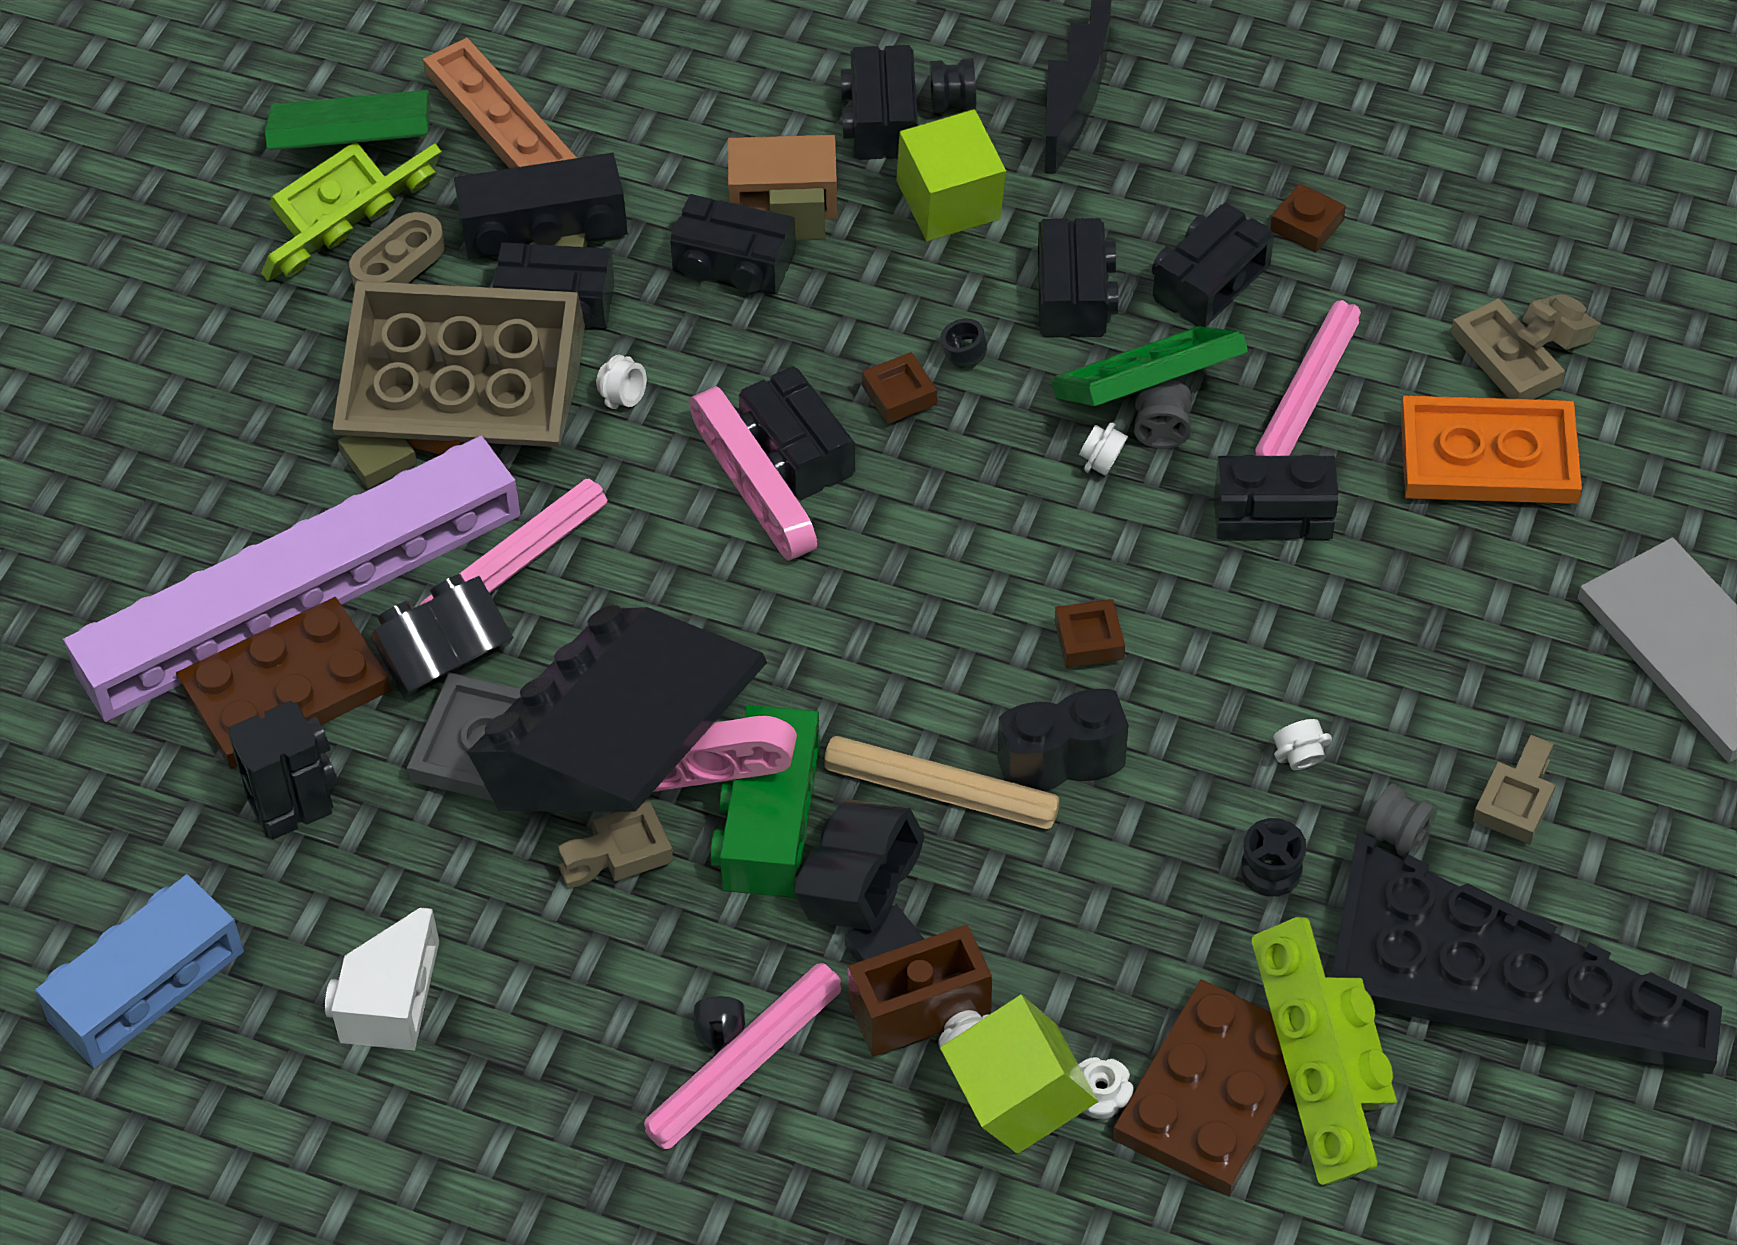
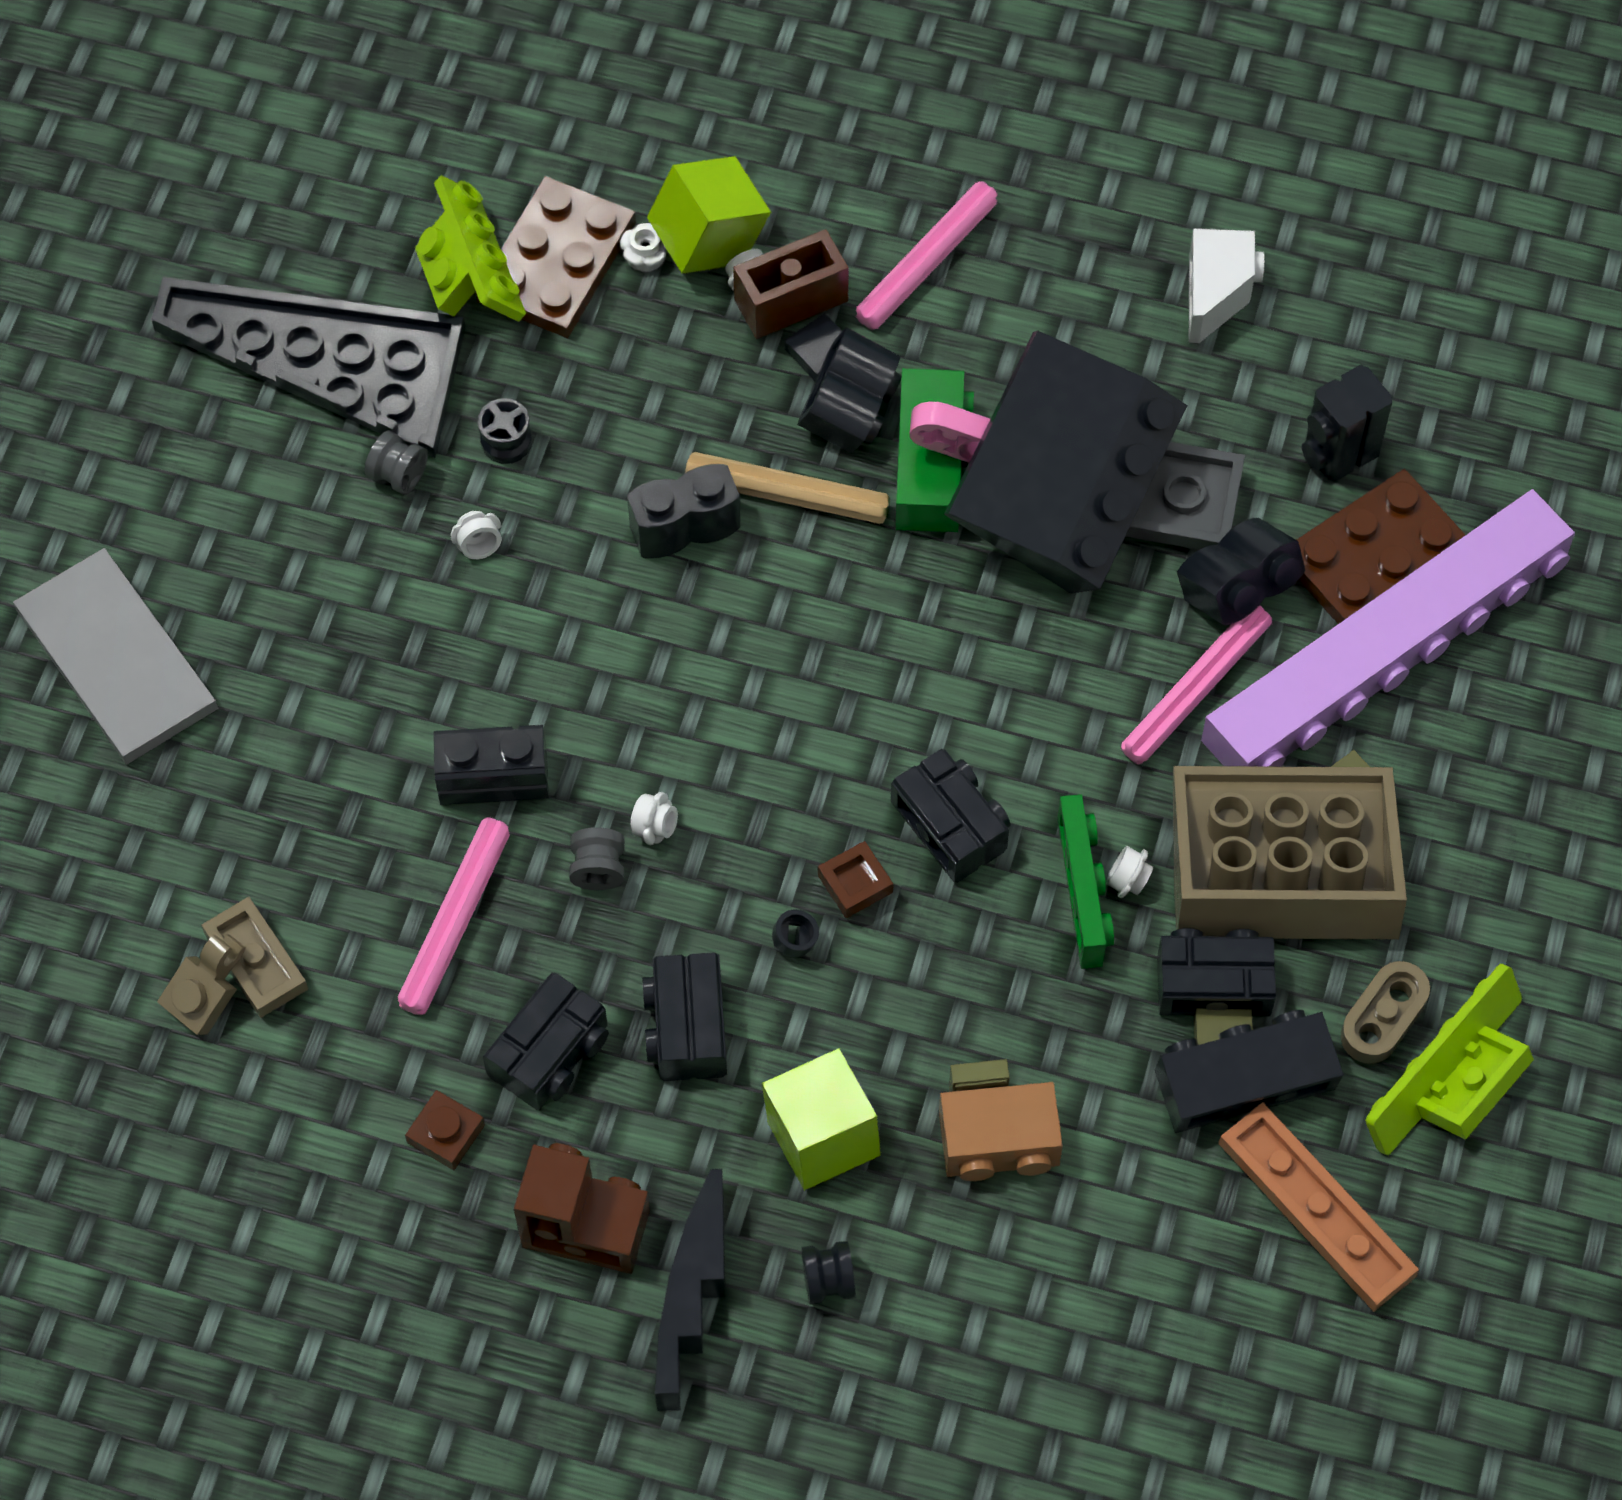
camera: 175 degrees right, 10 degrees up
(139, 970) = (1421, 280): medium blue brick -> none
(348, 120) = (1478, 1171): green tile -> none
(667, 370) = (1084, 881): none -> green plate
(718, 1020) = (950, 285): black hinge -> none
(733, 244) = (1042, 1036): black brick -> none
(753, 473) = (995, 779): bright pink beam -> none
(881, 97) = (903, 1242): black brick -> none
(1089, 633) = (663, 627): reddish brown plate -> none
(1148, 365) = (611, 891): green tile -> none
(1184, 127) = (579, 1216): none -> reddish brown brick
(1490, 449) = (283, 843): orange plate -> none
(1518, 796) = (293, 494): dark tan plate -> none

